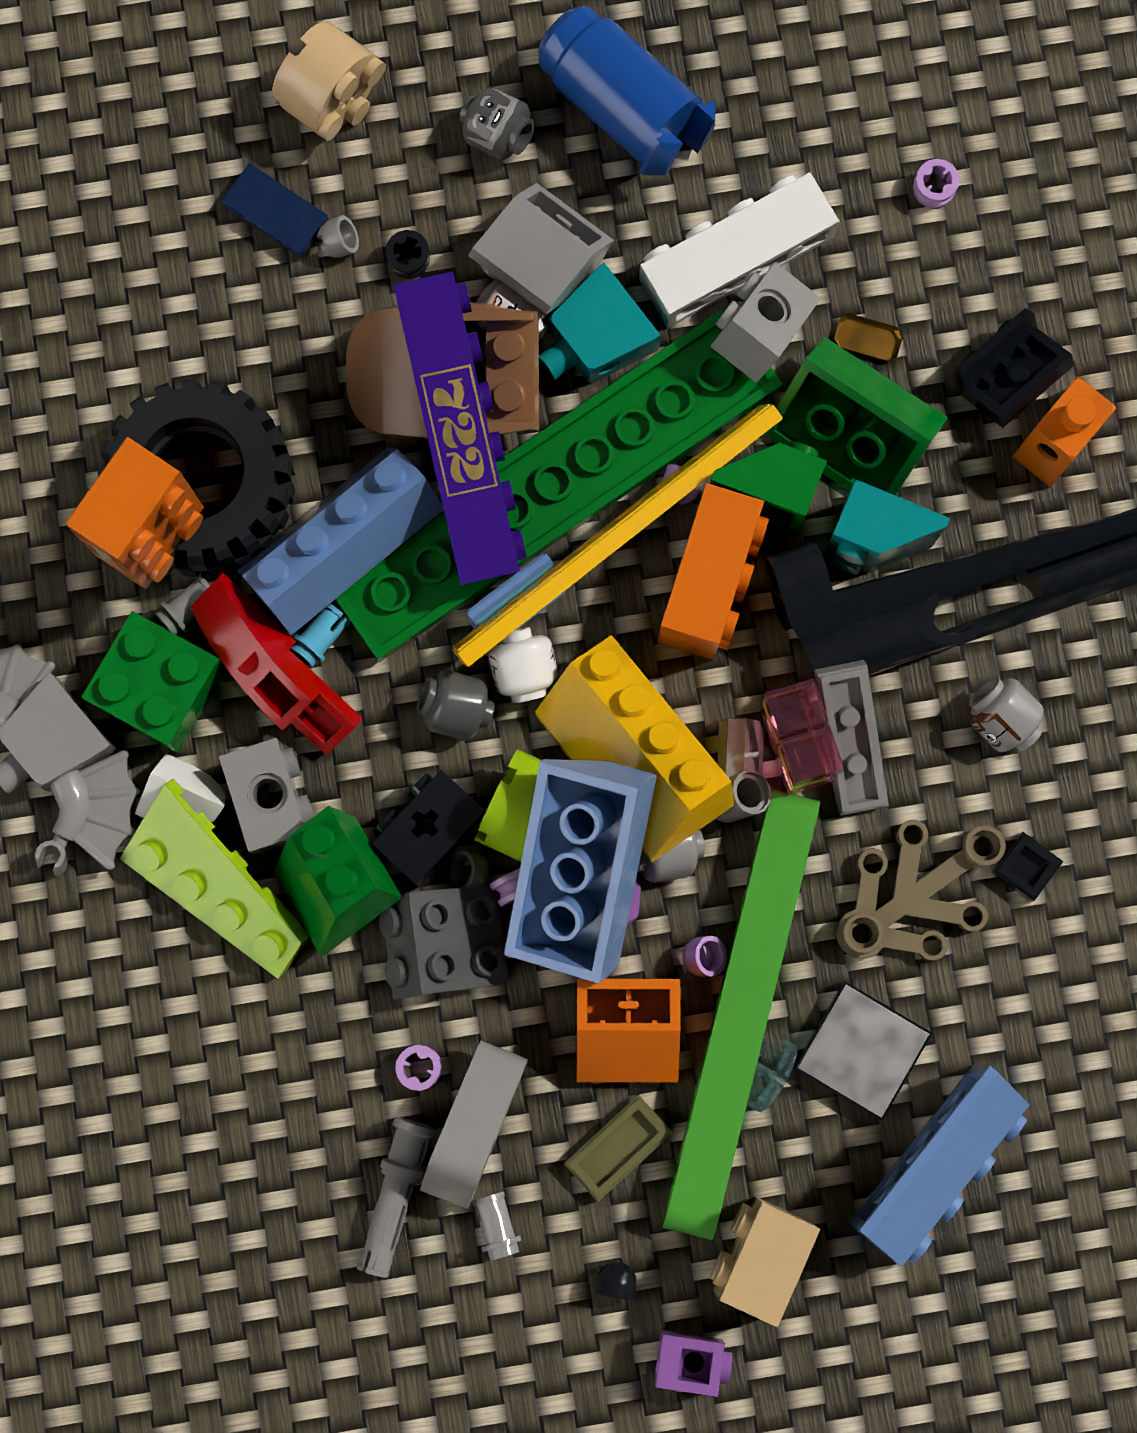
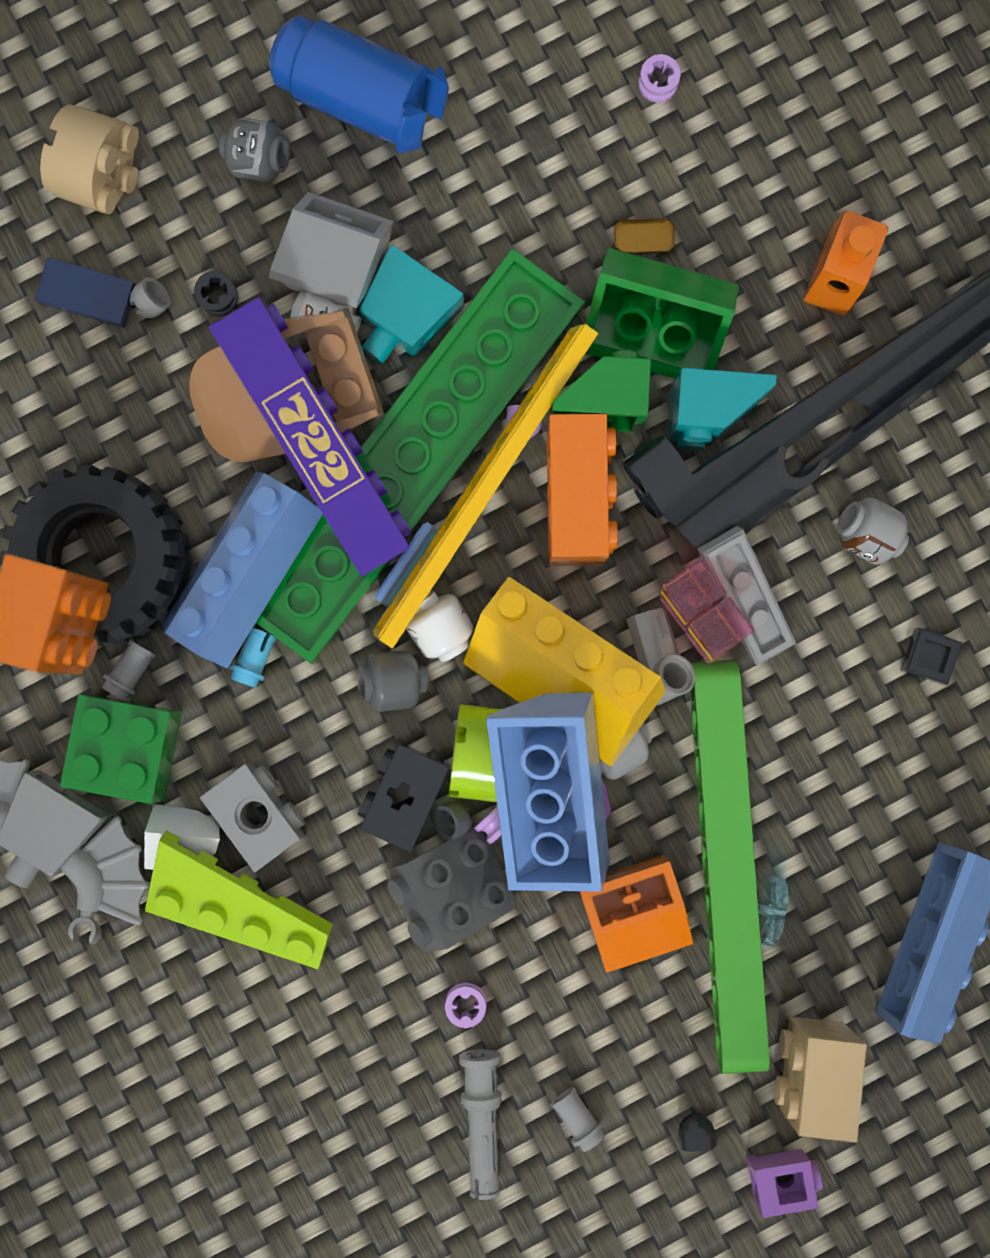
camera: 15 degrees left, 5 degrees up
(269, 673) = (208, 701): red slope -> none
(334, 878) = (338, 869): green slope -> none
(473, 1125) = (531, 1042): light grey beam -> none
(618, 1148) = (659, 1015): olive tile -> none
(705, 956) = (680, 828): lavender hinge -> none
(724, 255) = (505, 193): white brick -> none
(764, 322) = (551, 251): light grey brick -> none
(862, 1050) = (841, 863): flat silver tile -> none
(912, 897) = (841, 715): dark tan plant -> none
(1012, 368) = (780, 222): black bracket -> none

